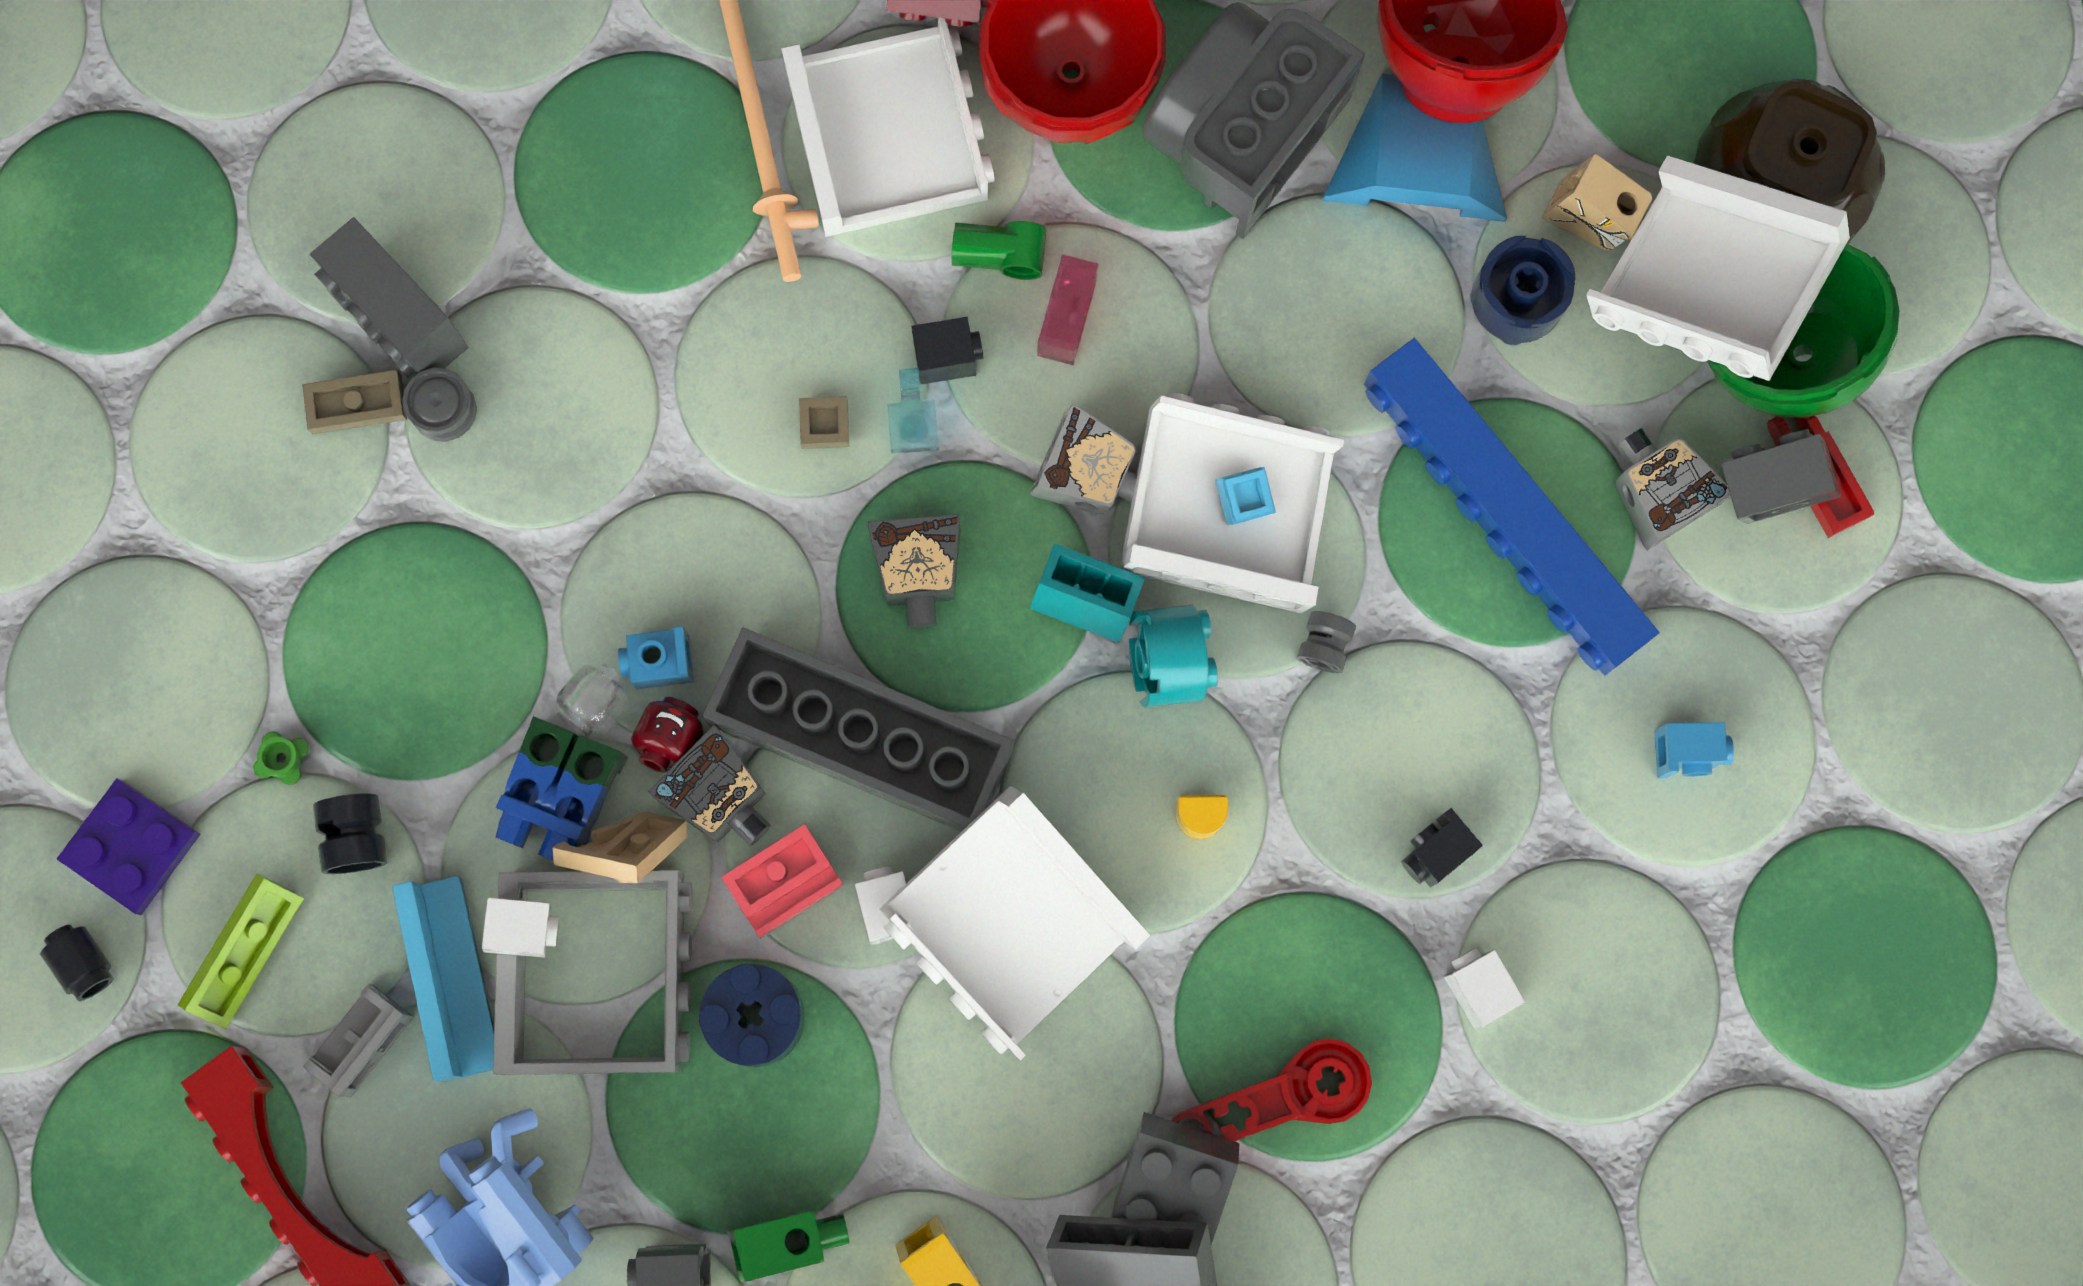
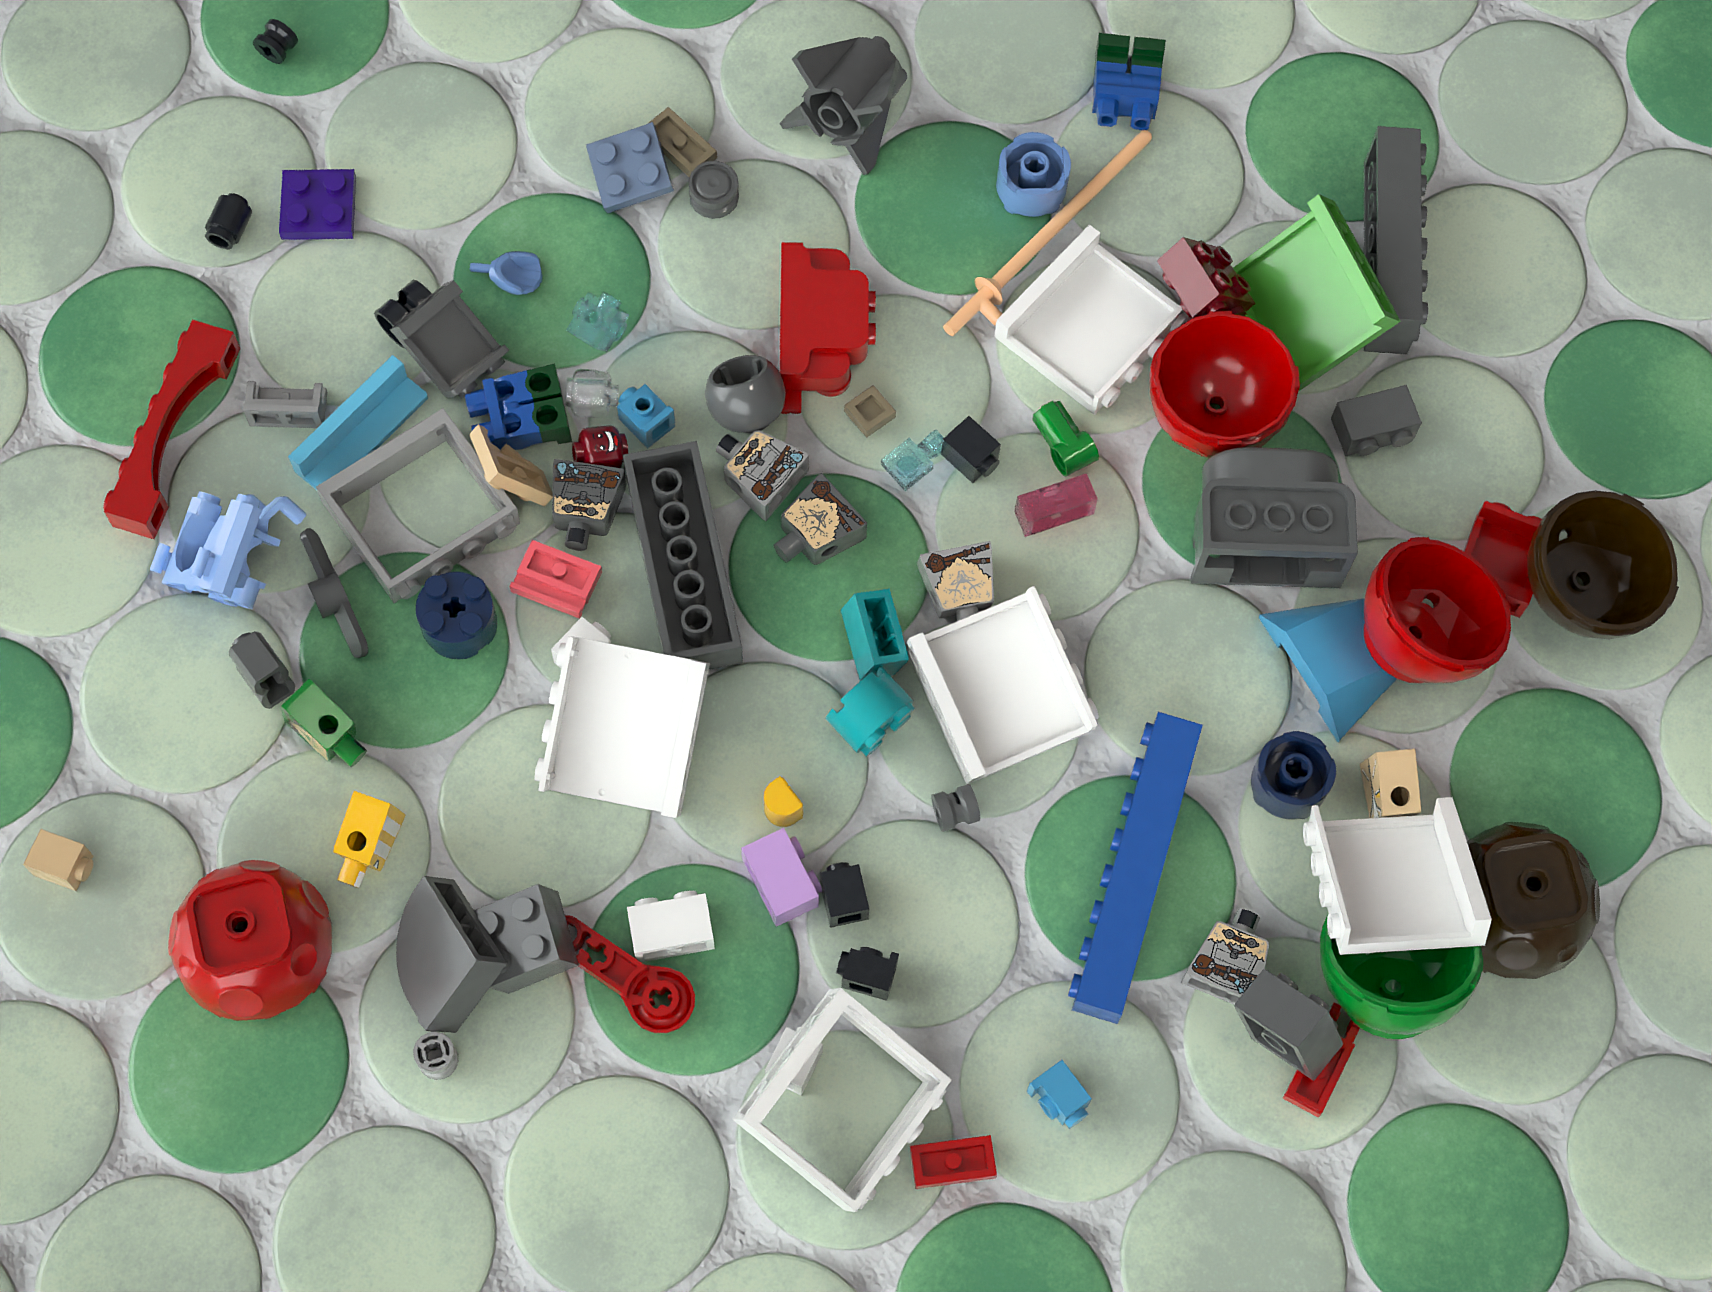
camera: 55 degrees right, 10 degrees down
(240, 951) = (295, 303): lime plate -> none
(271, 748) = (427, 240): bright green plate -> none
(346, 476) = (629, 167): none -> sand blue plate
(379, 686) = (513, 272): none -> medium blue piece
(386, 301) = (753, 114): dark grey brick -> none
(421, 812) = (449, 342): none -> dark grey panel
(442, 183) = (848, 94): none -> dark grey brick
(512, 650) = (598, 320): none -> clear light blue brick
(519, 927) = (414, 436): white brick -> none
(628, 1137) = (331, 595): none -> dark grey piece
(683, 400) = (821, 321): none -> red brick
(697, 57) = (1033, 175): none -> medium blue brick
(718, 537) = (745, 393): none -> dark grey wheel
(811, 580) = (762, 470): none -> torso
(1245, 496) = (1013, 690): medium azure tile -> none
(1258, 1018) = (670, 926): none -> white brick
(1281, 869) = (781, 877): none -> lavender brick
(1342, 818) = (844, 894): none -> black brick
(1503, 991) = (903, 1130): none -> white window
(1688, 901) = (953, 1162): none -> red plate

